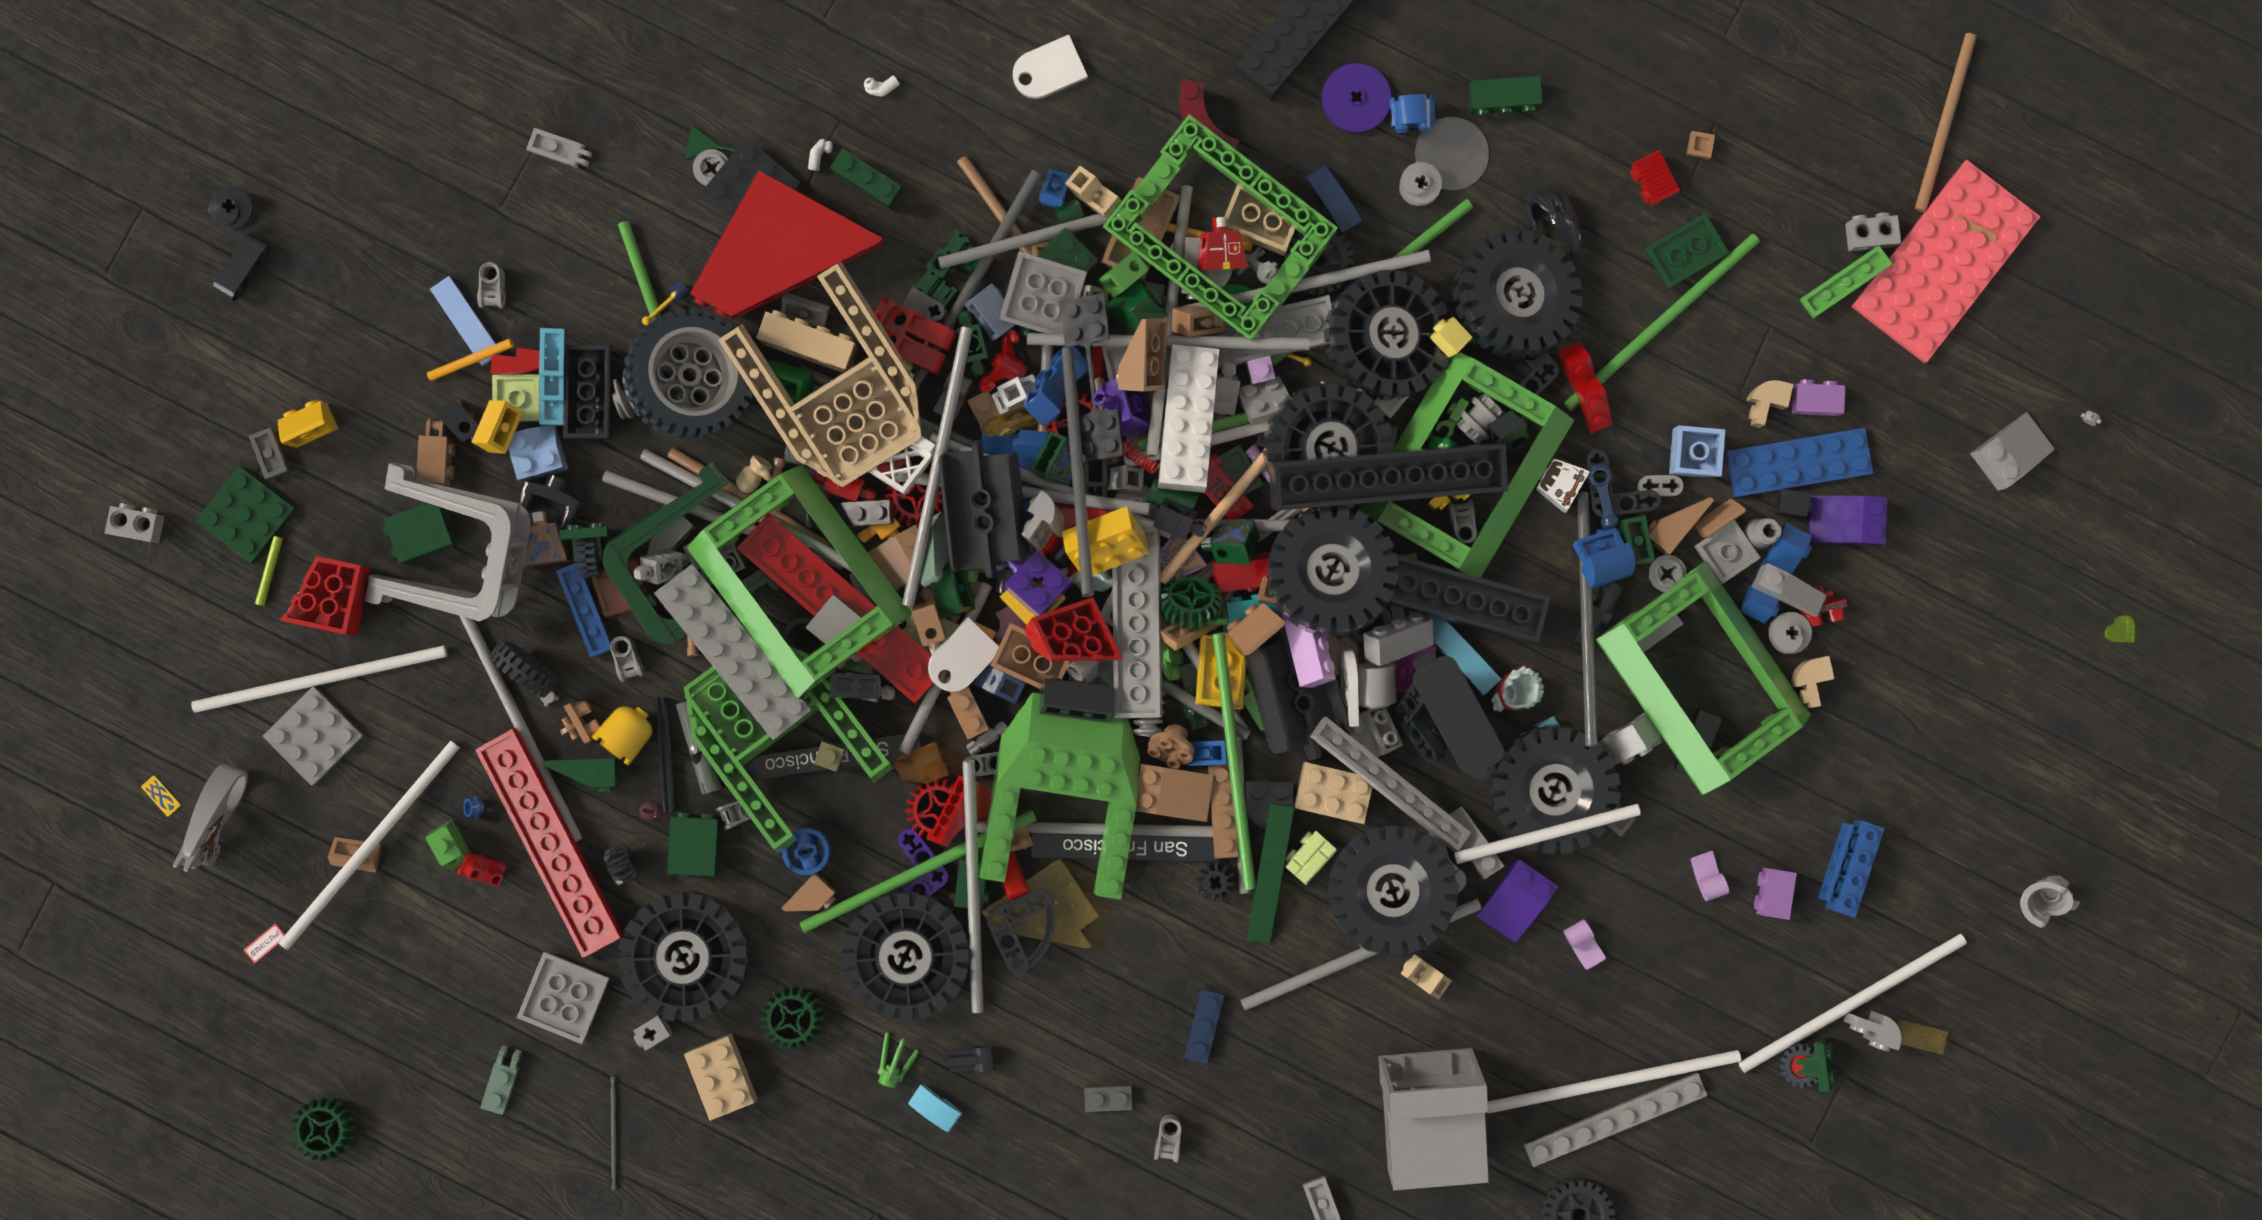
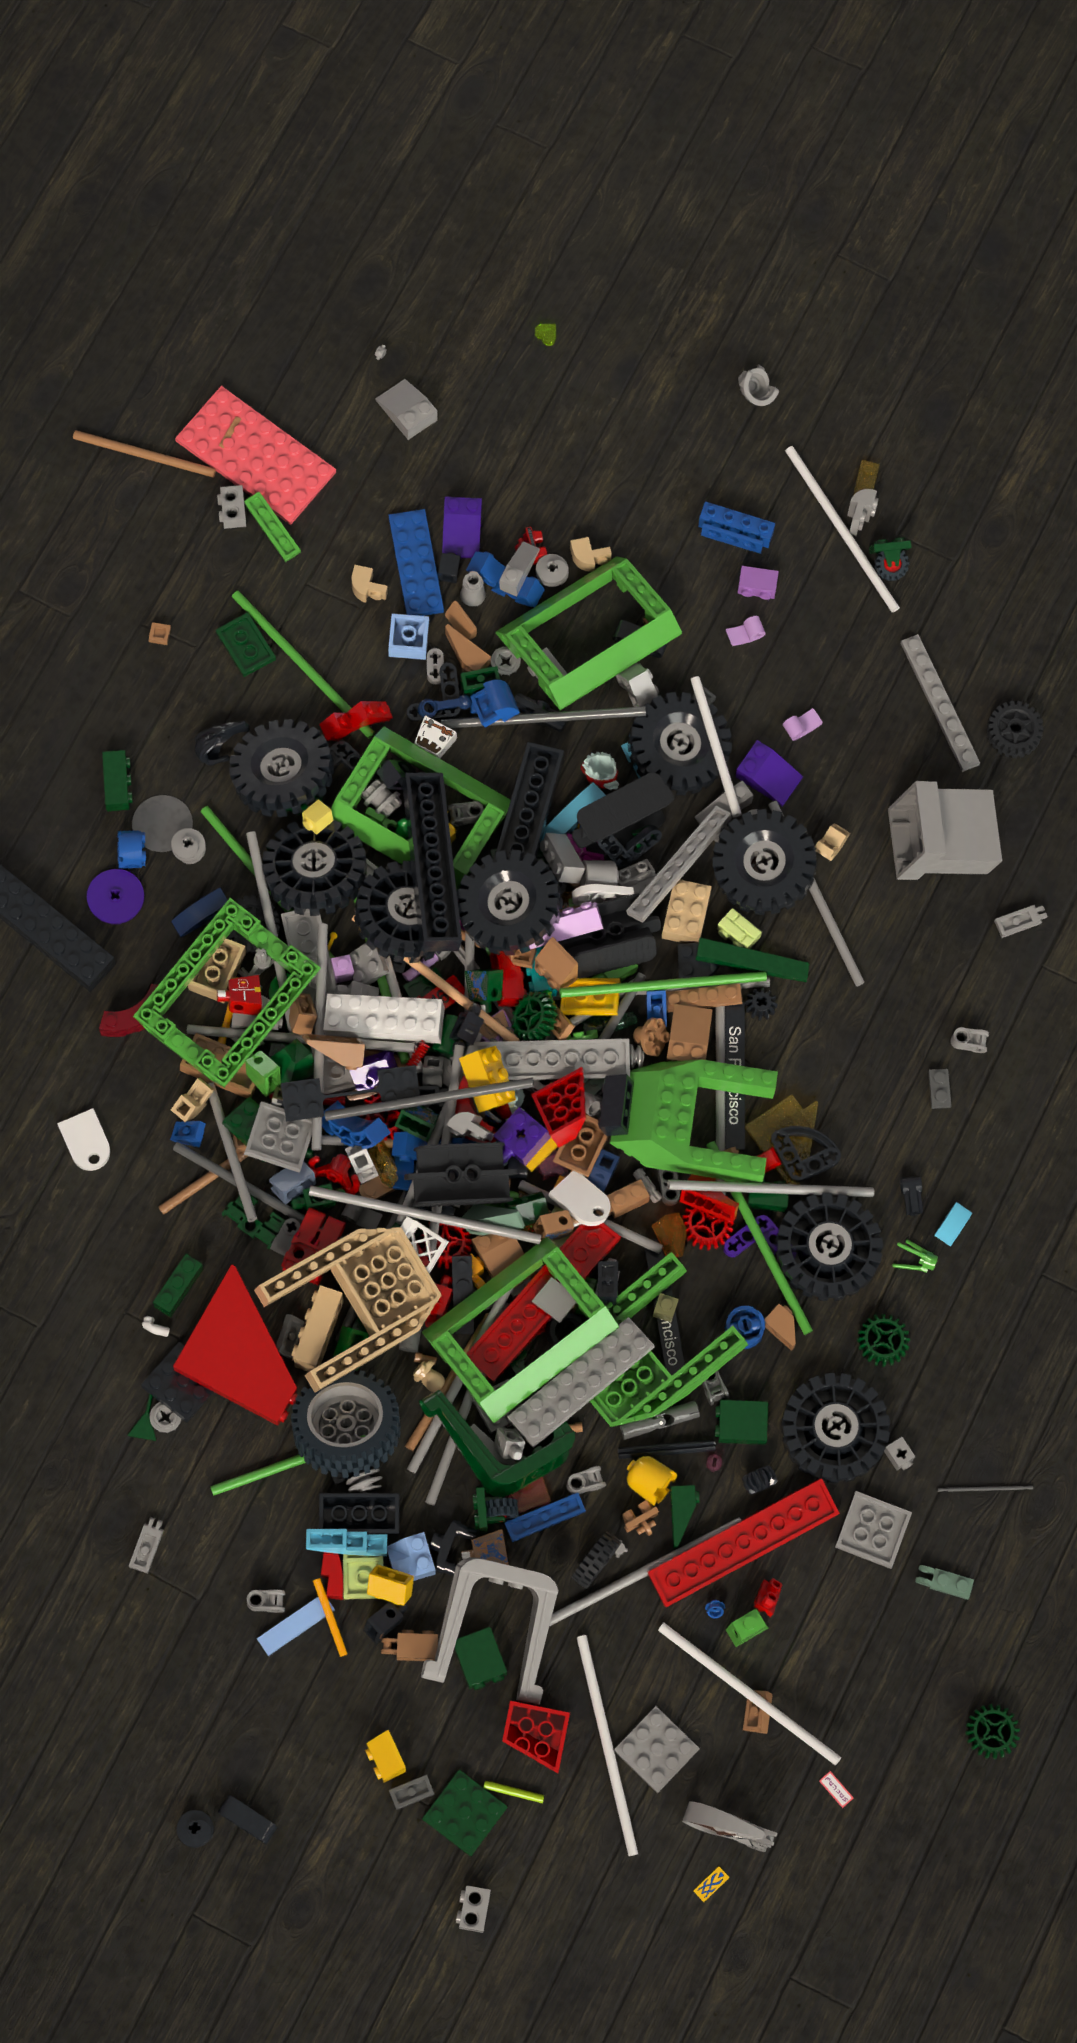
camera: 90 degrees left, 15 degrees down
(678, 292) = (272, 1442): hinge -> none
(720, 1077) = (934, 1396): tan brick -> none
(880, 89) = (99, 1276): white arm -> none
(1069, 211) = (209, 1119): dark green piece -> none
(1204, 1026) = (878, 1014): dark blue plate -> none
(1613, 1081) = (908, 696): white piece -> none
(1654, 179) = (186, 667): red brick -> none
(1727, 551) = (488, 615): light grey plate -> none
(1818, 399) = (365, 547): medium lavender brick -> none

